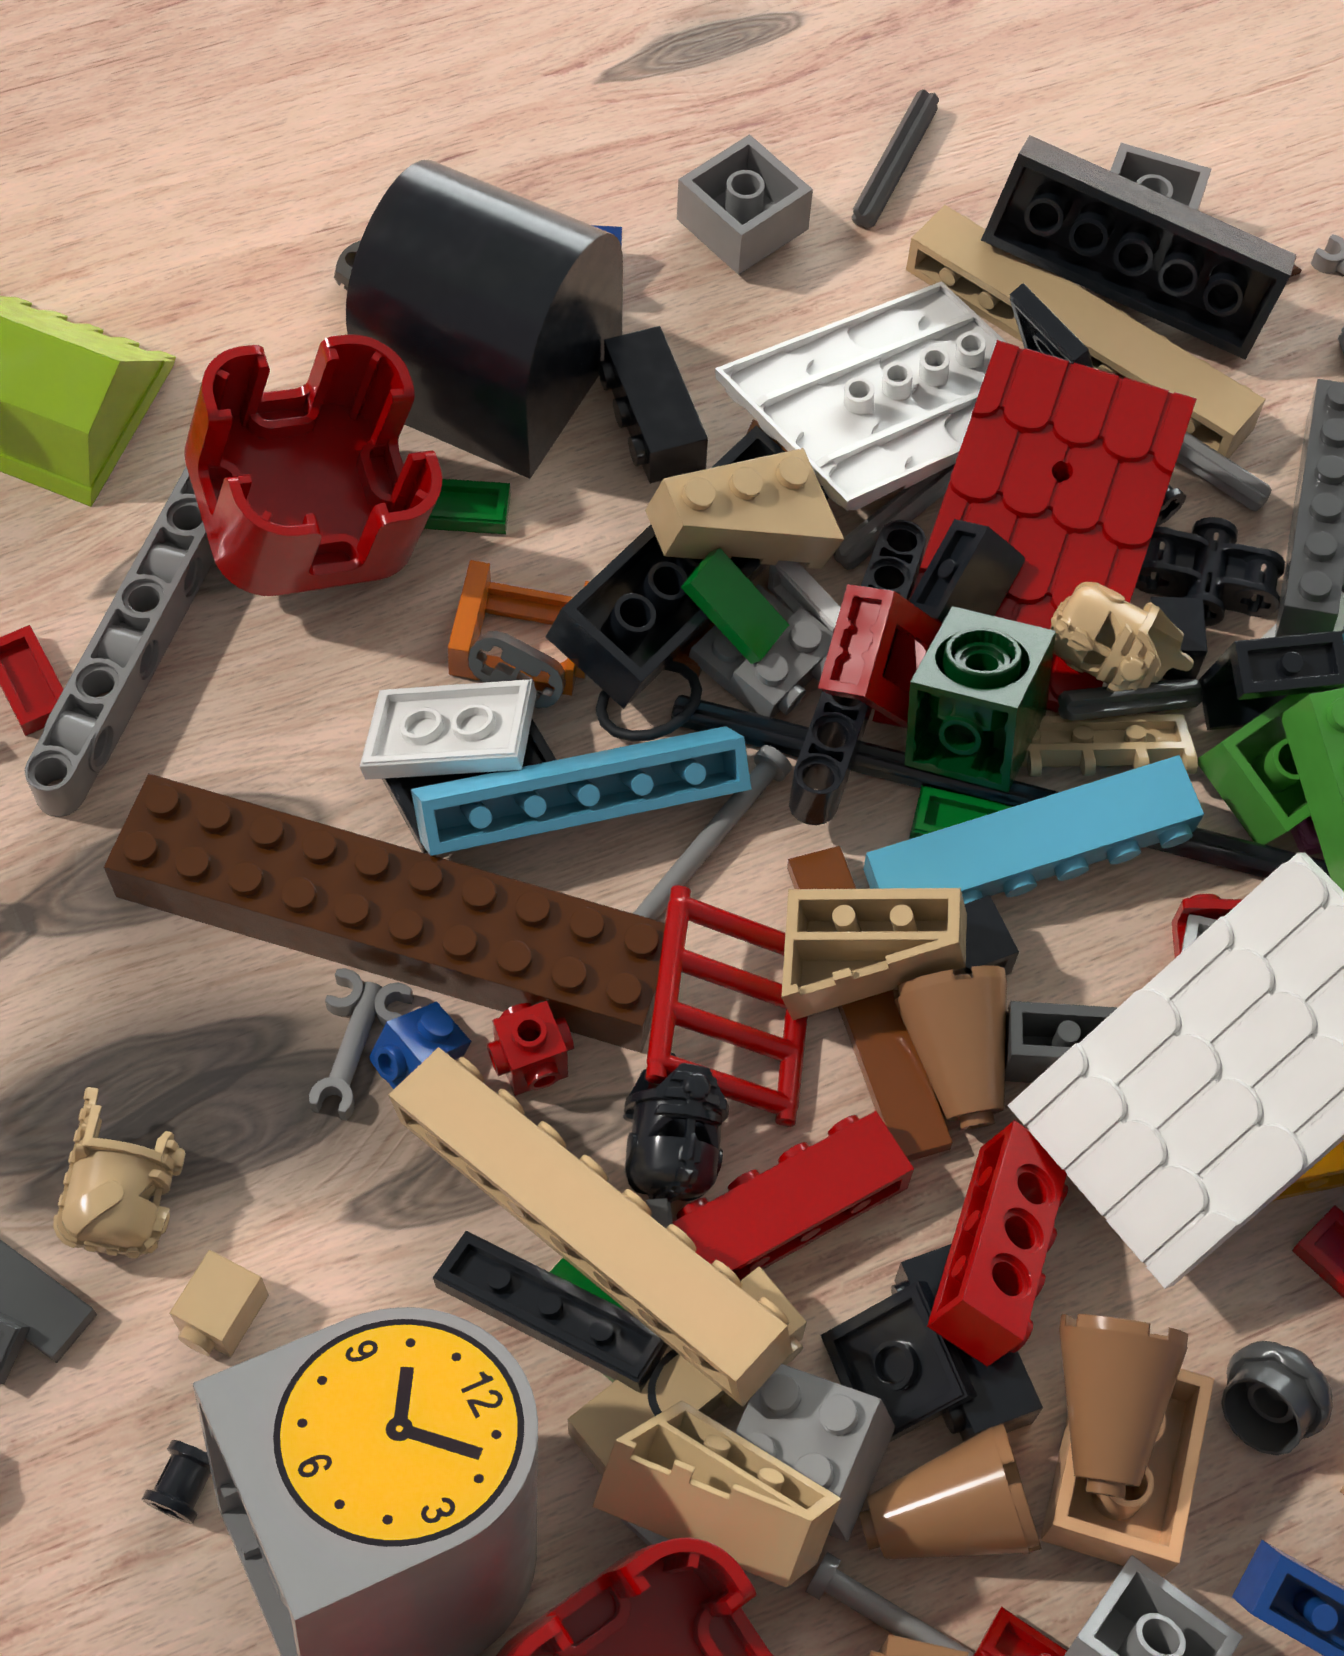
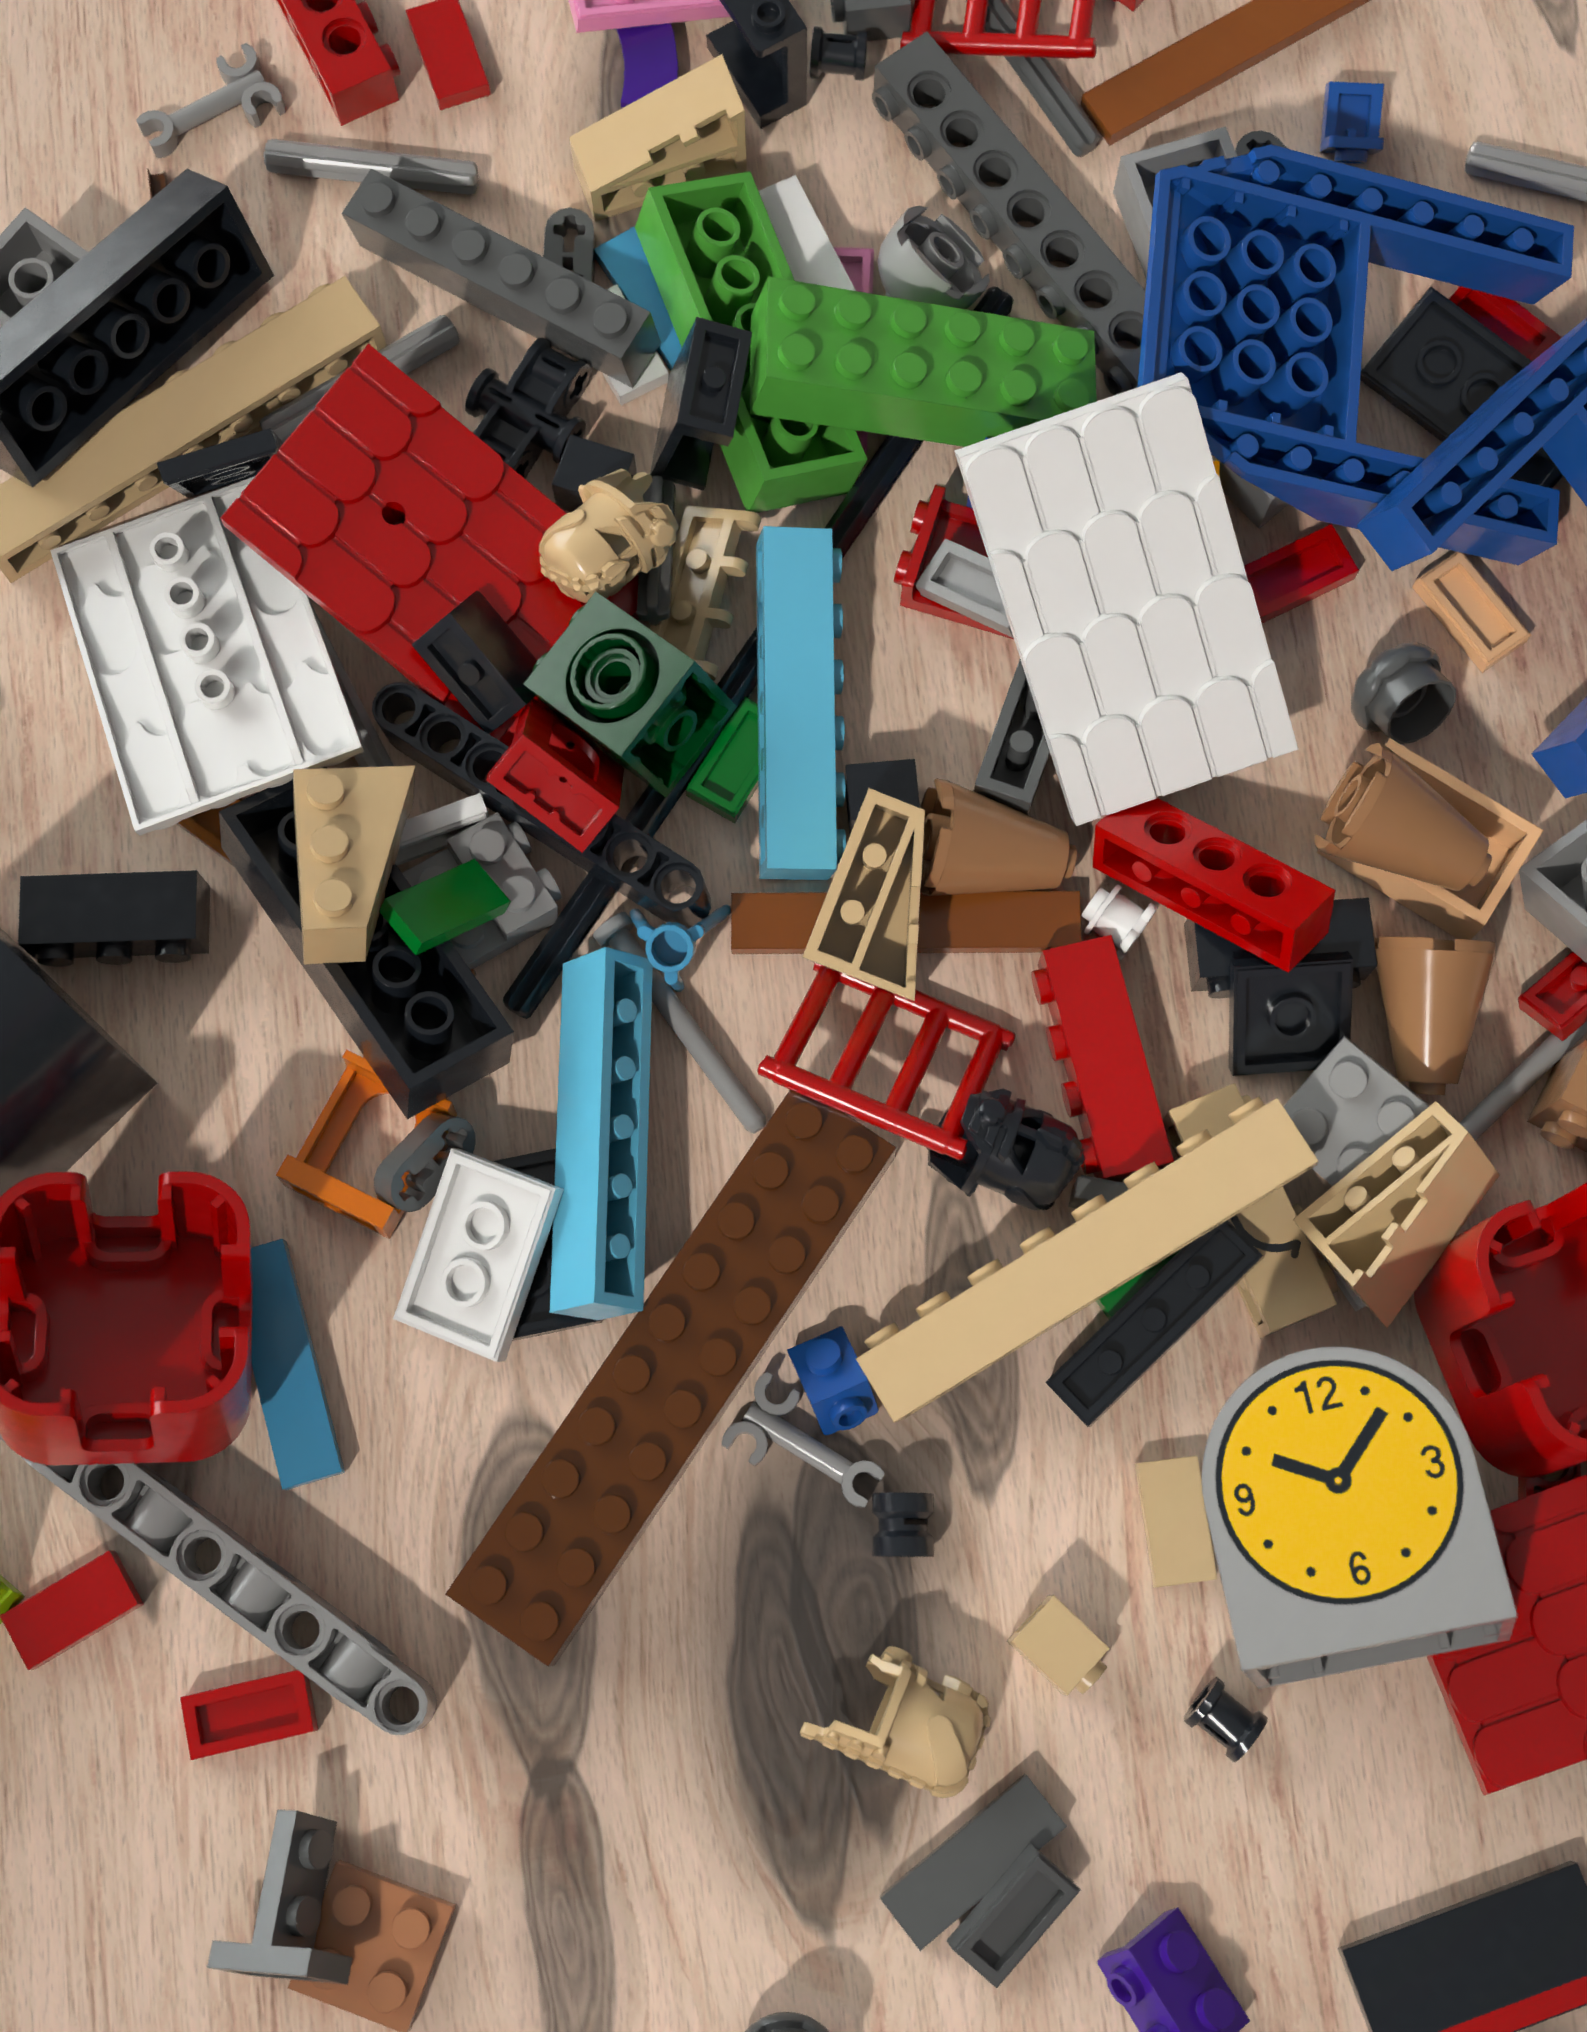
camera: 70 degrees left, 15 degrees up
(85, 537) = (71, 1610): none -> red tile
(287, 1142) = (902, 1524): none -> black wheel
(316, 629) = (289, 1373): none -> dark azure tile
(471, 507) = (177, 1144): green tile -> none
(530, 1047) = (870, 1289): red brick -> none
(662, 730) = (550, 1035): black piece -> none
(763, 788) = (673, 944): none -> dark azure plant
(936, 1183) = (1118, 917): none -> white brick

